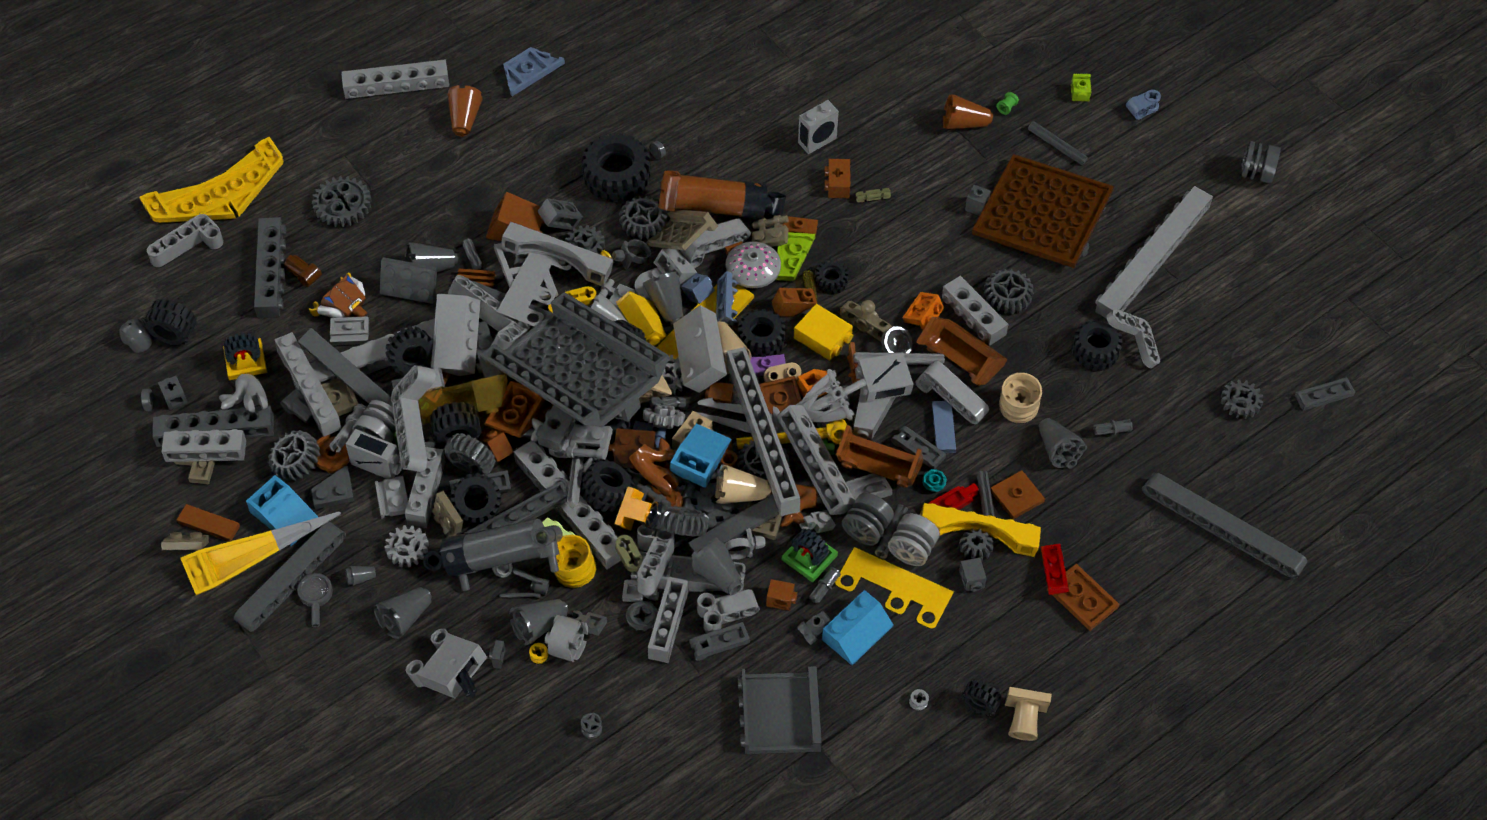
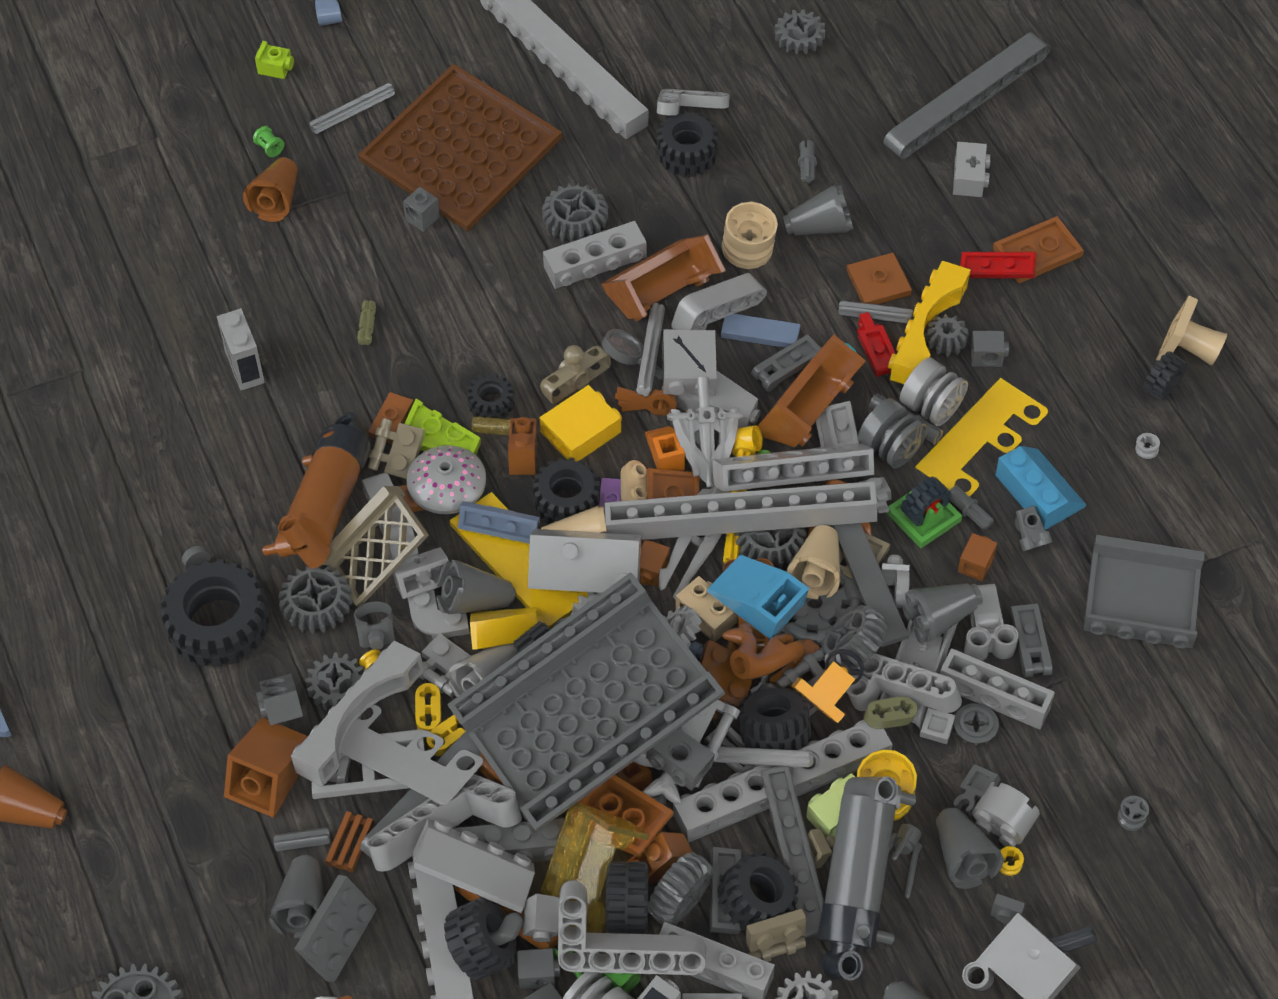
camera: 75 degrees left, 0 degrees up
(412, 360) = (508, 930): none -> dark grey arm
(698, 288) = (466, 549): sand blue brick -> none
(838, 178) = (328, 352): dark orange brick -> none
(923, 308) = (576, 309): orange bracket -> none
(1146, 537) = (970, 169): none -> light grey brick

